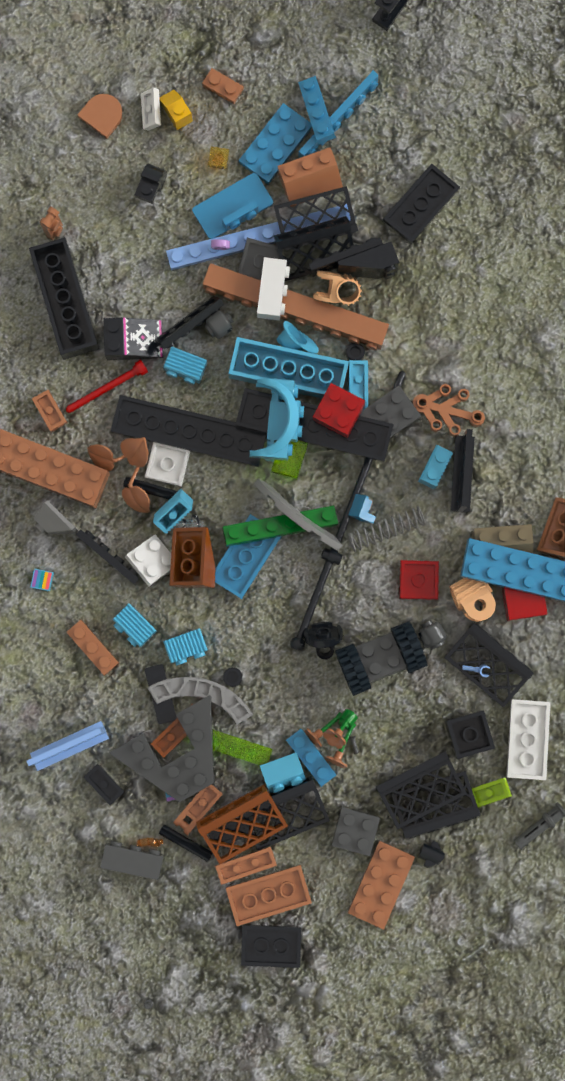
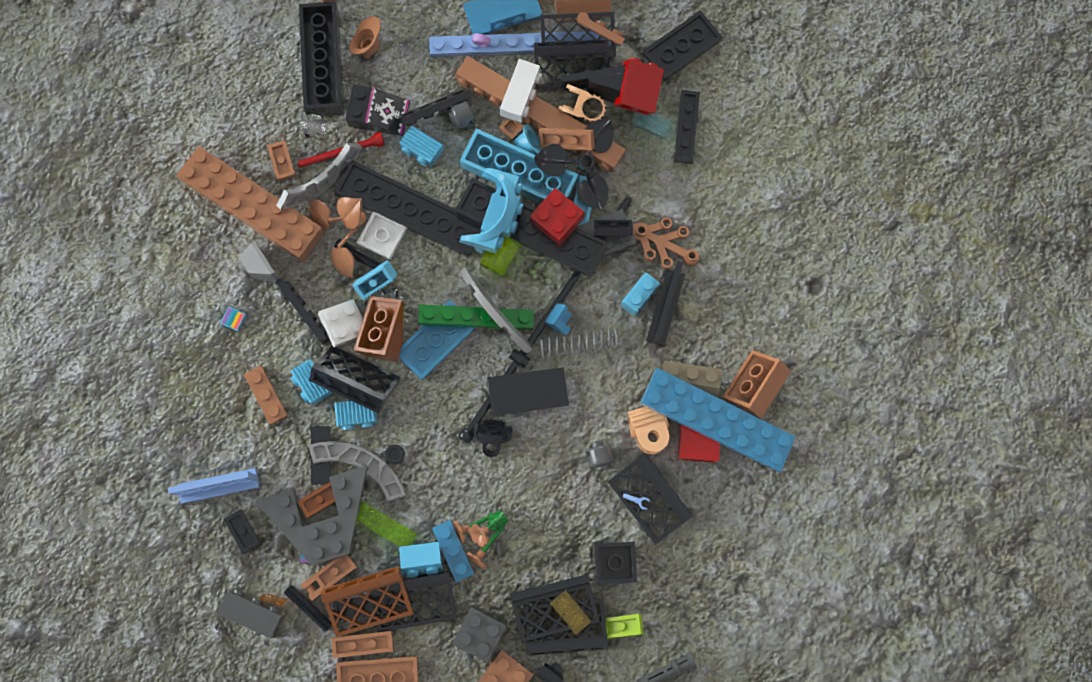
camera: 10 degrees right, 5 degrees down
(73, 369) = (313, 126): none -> clear head
(92, 429) = (292, 197): none -> light grey tile
(103, 266) = (366, 38): none -> nougat piece
(173, 623) = (349, 386): none -> black fence
(253, 257) = (509, 57): dark grey tile -> none
(270, 327) = (511, 128): none -> nougat plate
(321, 354) = (553, 159): none -> black plant
(329, 328) = (567, 138): none -> nougat plate
(336, 206) = (599, 28): none -> nougat plate
(347, 587) = (527, 391): none -> black tile
(381, 658) = (544, 466): plate -> none
(391, 259) = (640, 87): none -> red panel
(395, 407) = (613, 228): none -> black plate
(408, 290) = (653, 124): none -> clear light blue plate
(419, 580) = (600, 400): red tile -> none
(438, 791) = (570, 612): none -> clear yellow plate
(443, 286) = (686, 126): none -> black plate
(528, 739) = (673, 582): white plate -> none

